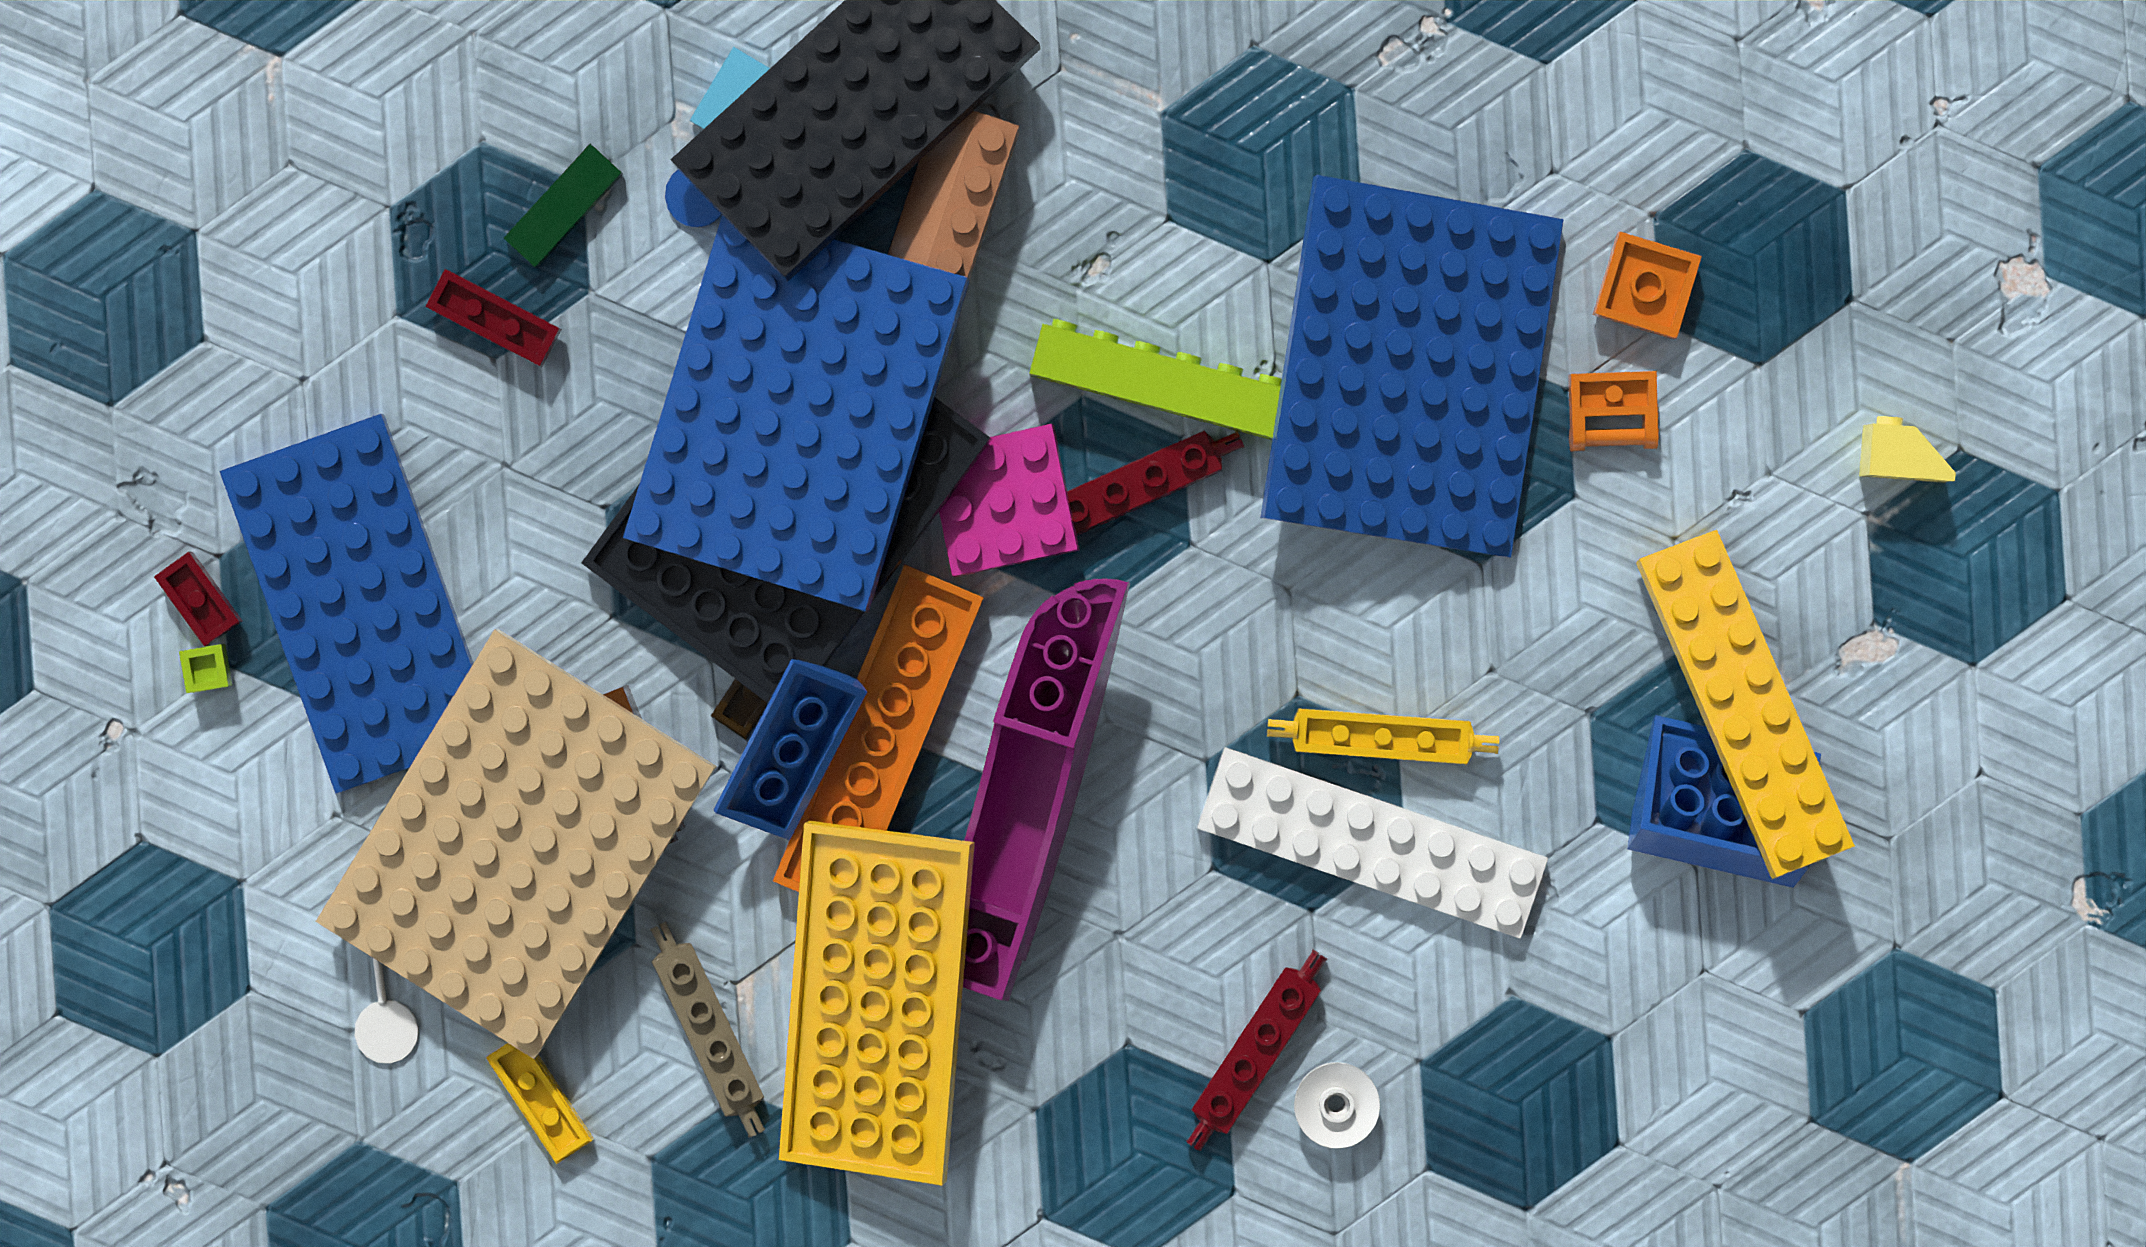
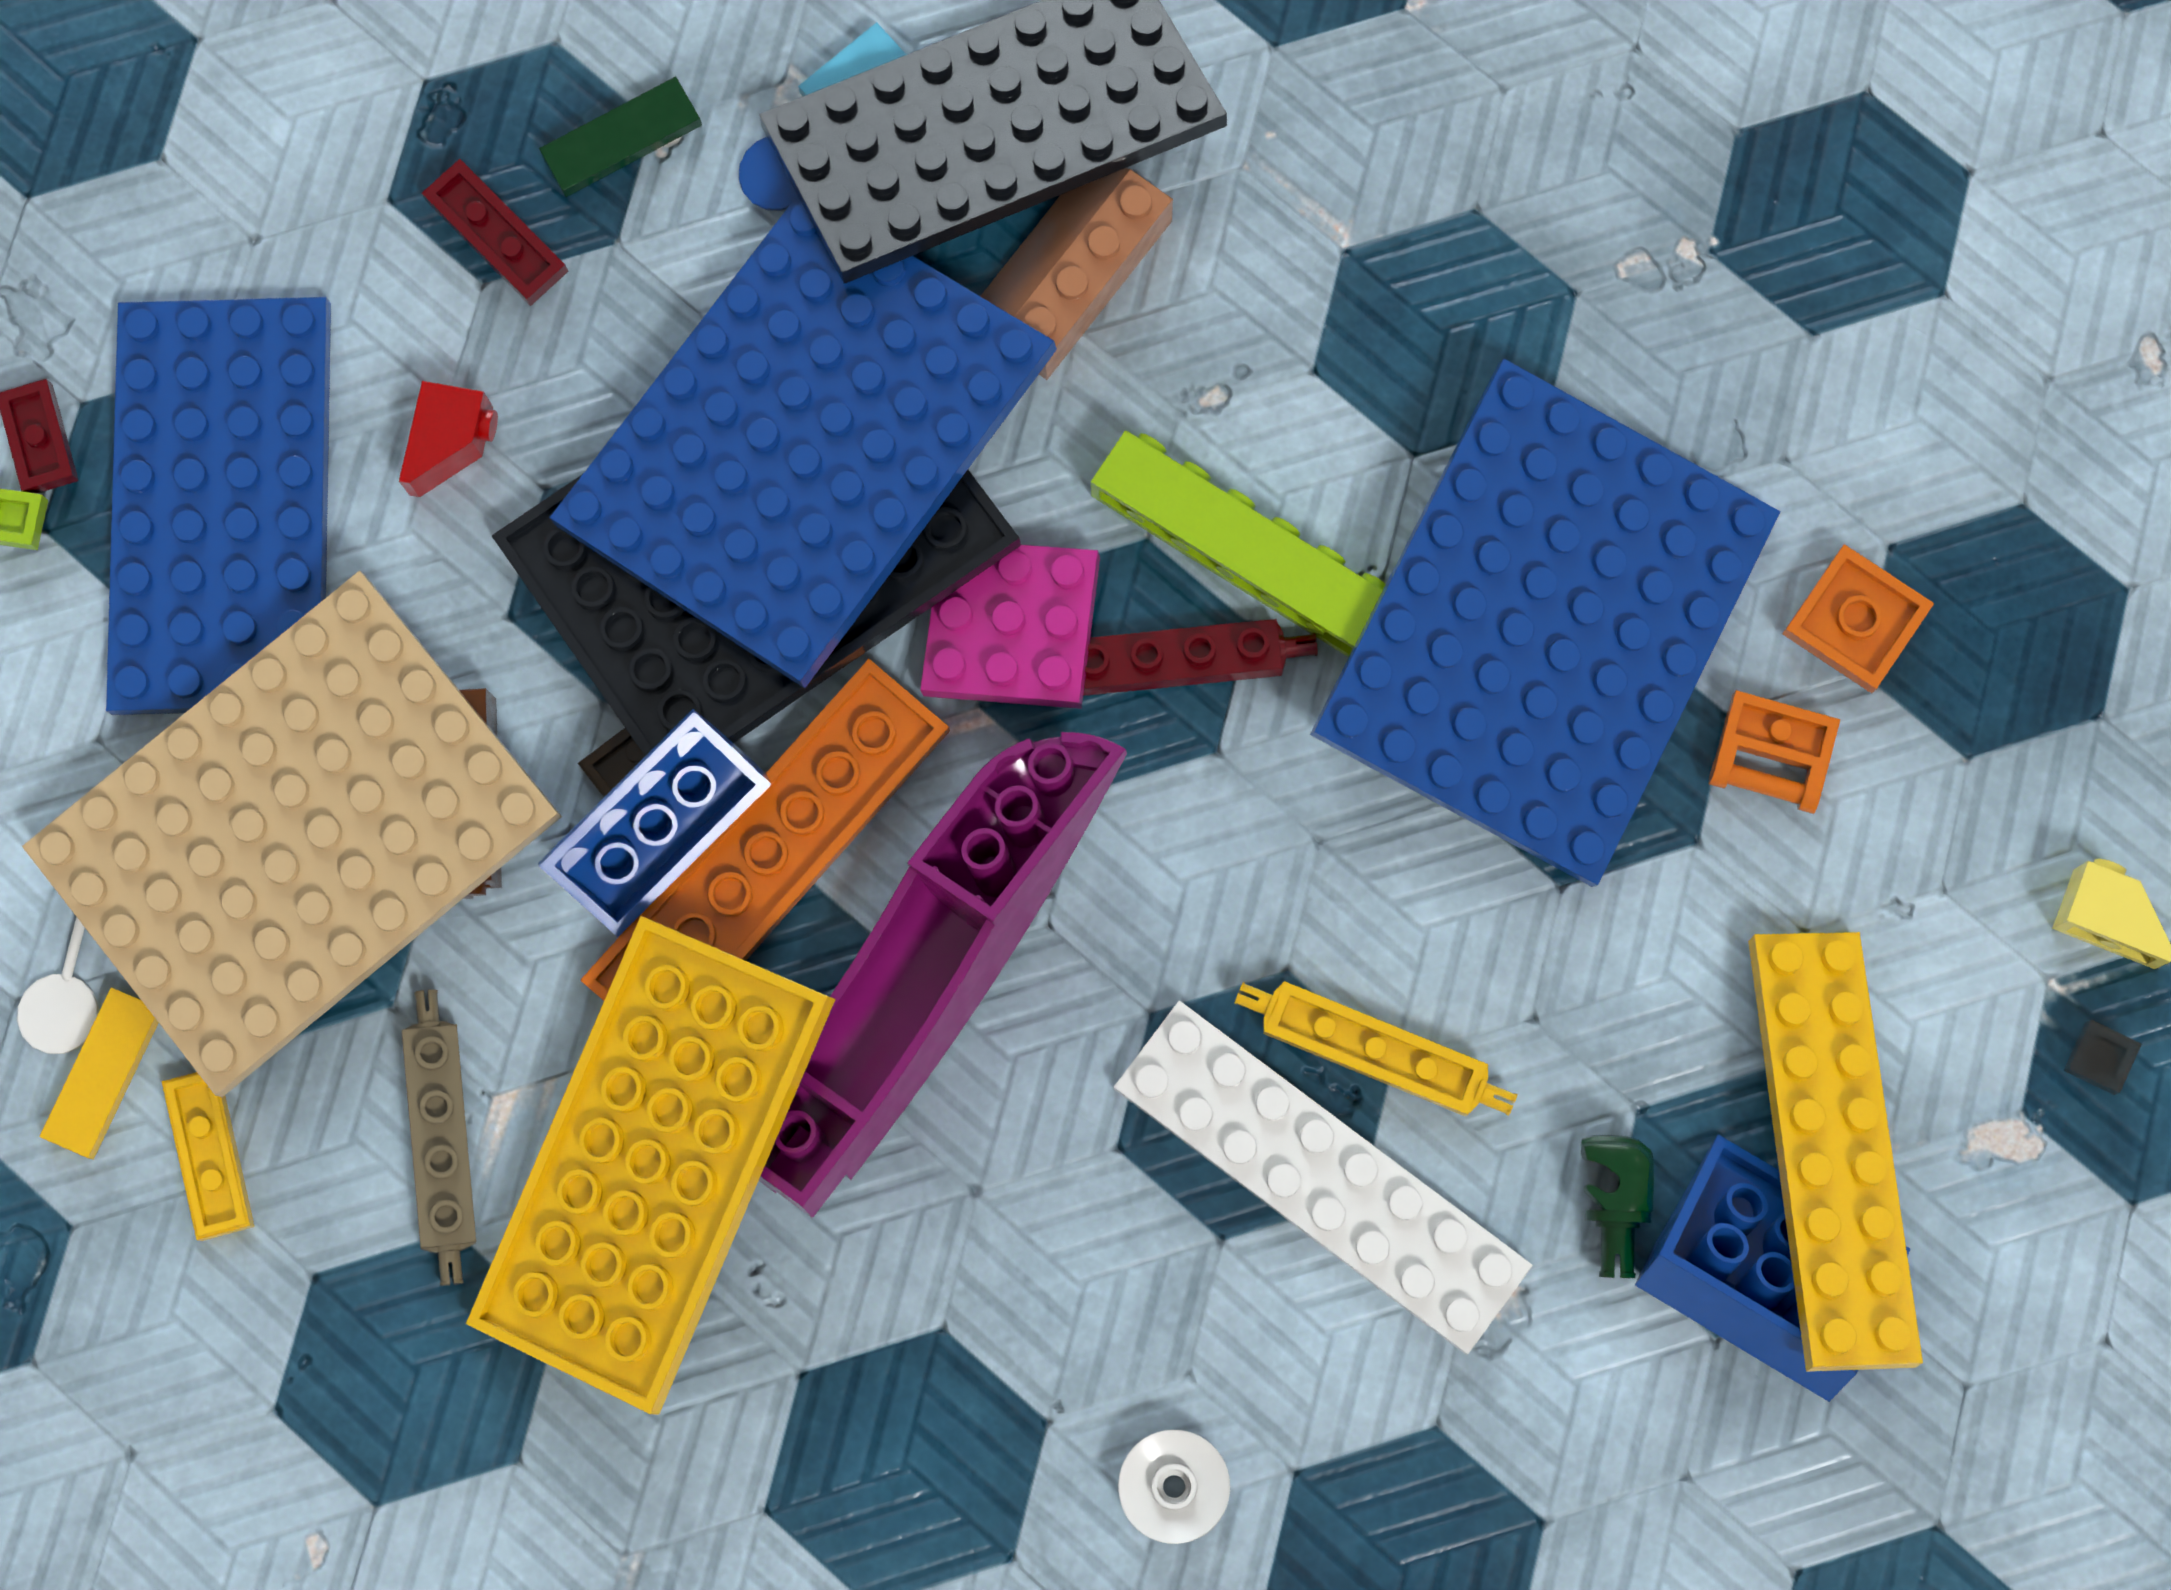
camera: 20 degrees right, 10 degrees down
(437, 1067) = (100, 1074): none -> yellow tile
(516, 494) = (445, 435): none -> red slope
(1256, 1050) = (1096, 1386): dark red plate -> none
(1605, 795) = (1627, 1205): none -> dark green piece
(1923, 565) = (2102, 1057): none -> clear smoke plate

